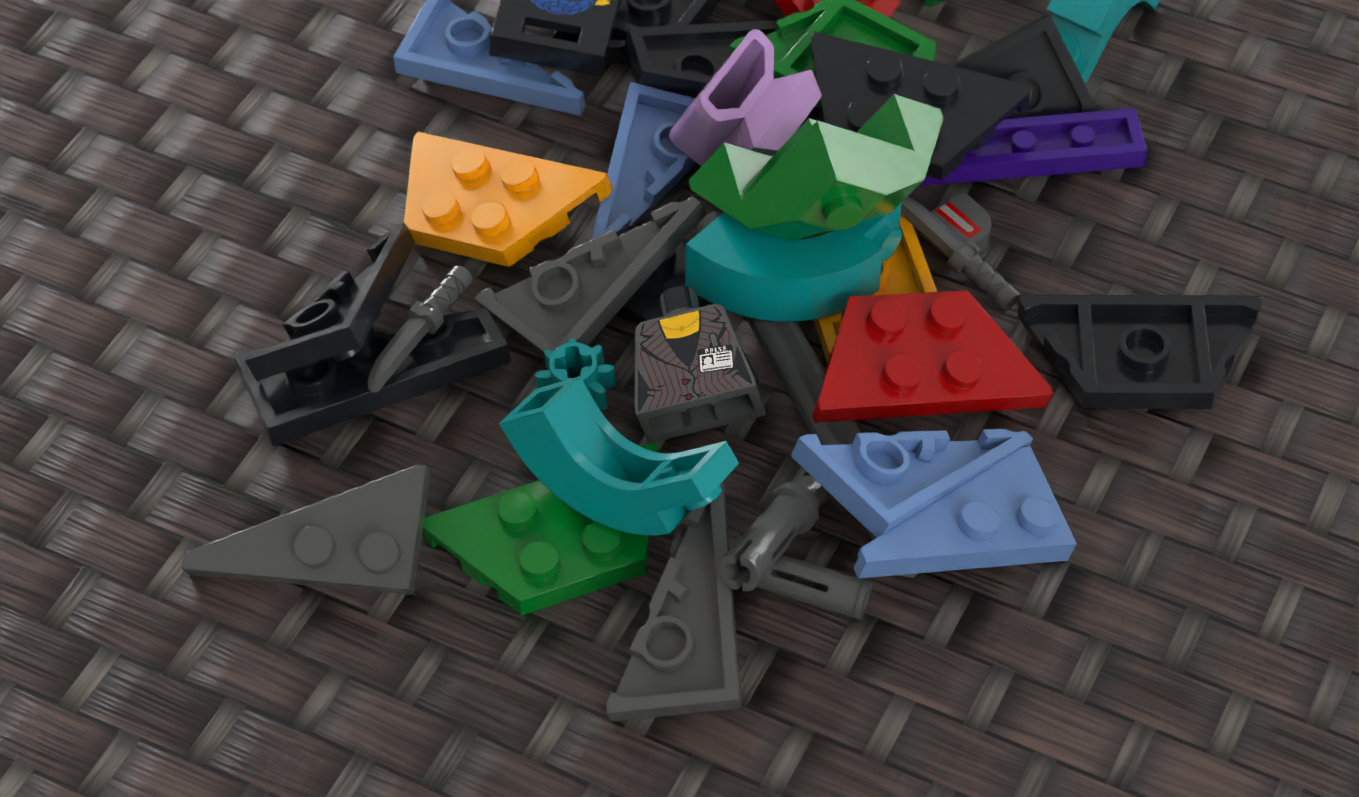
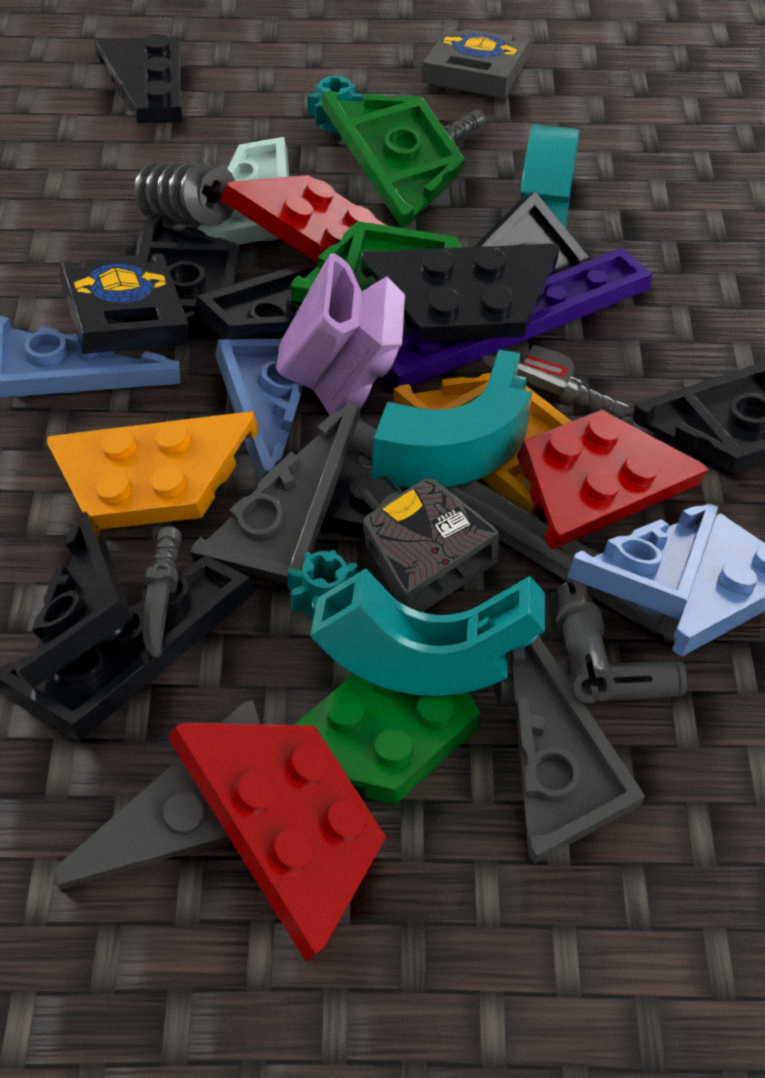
camera: 30 degrees left, 5 degrees down
(399, 586) = (287, 817): none -> red wing
(825, 173) = (459, 351): green brick -> none

